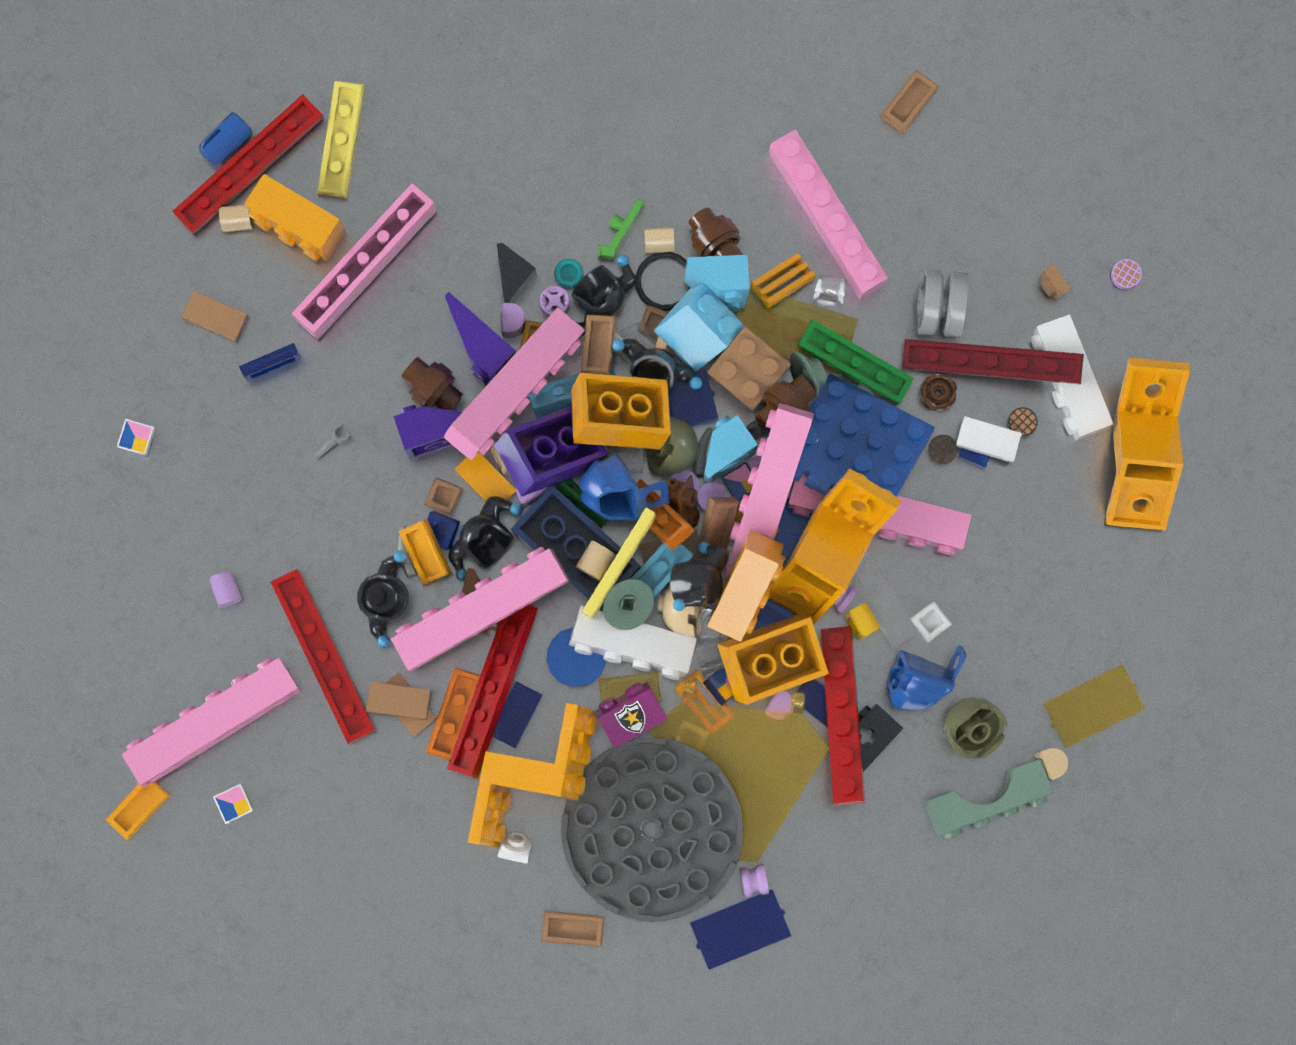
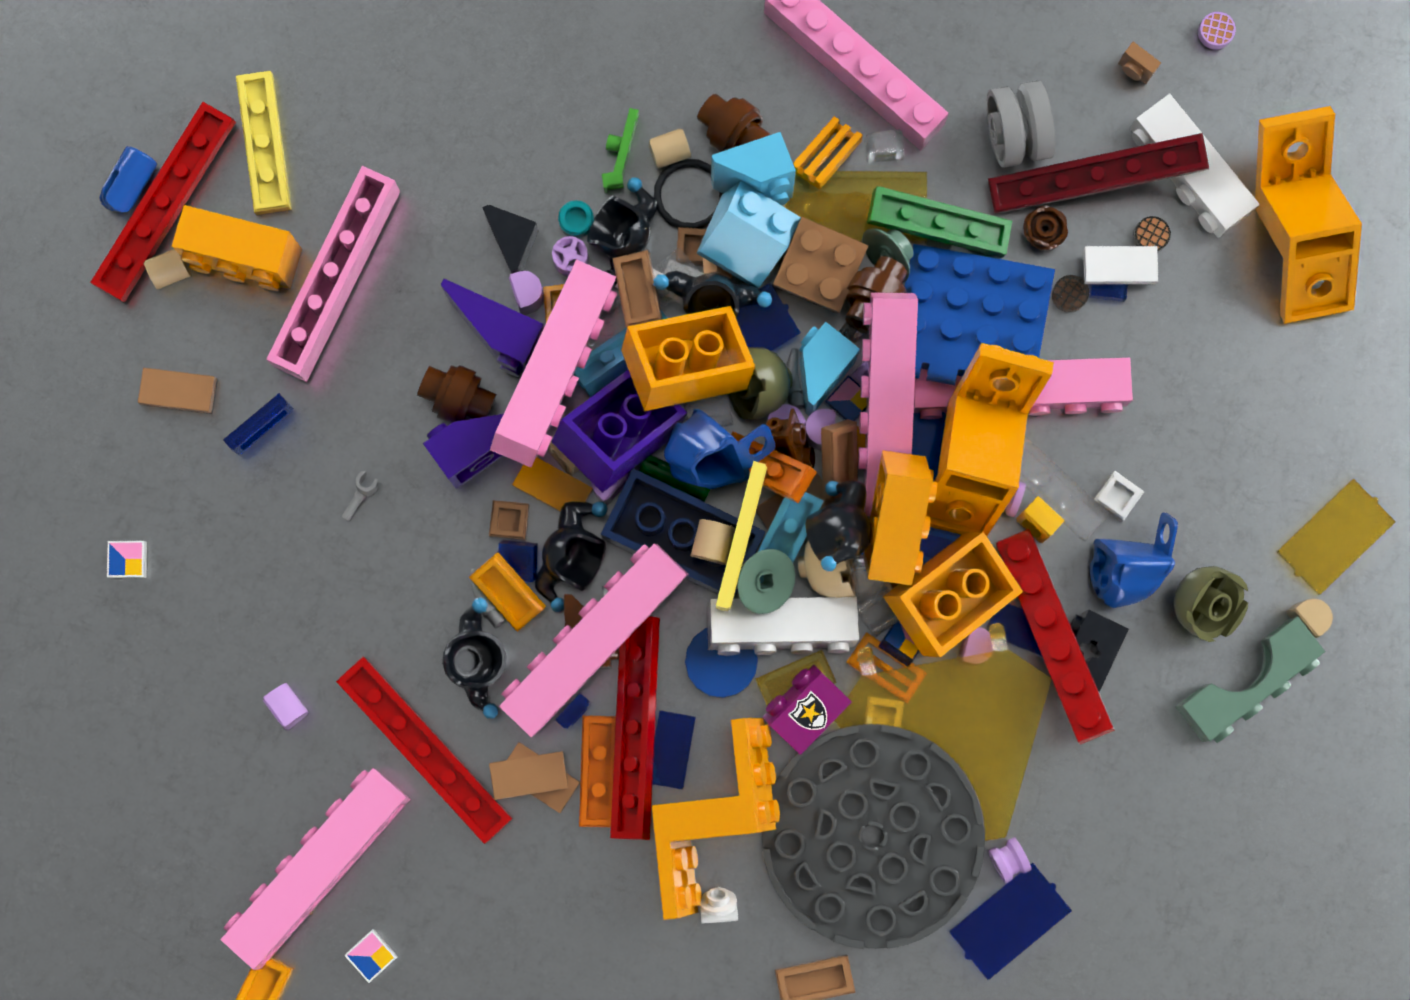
camera: 15 degrees left, 0 degrees up
(448, 661) = (573, 711): none -> clear blue tile

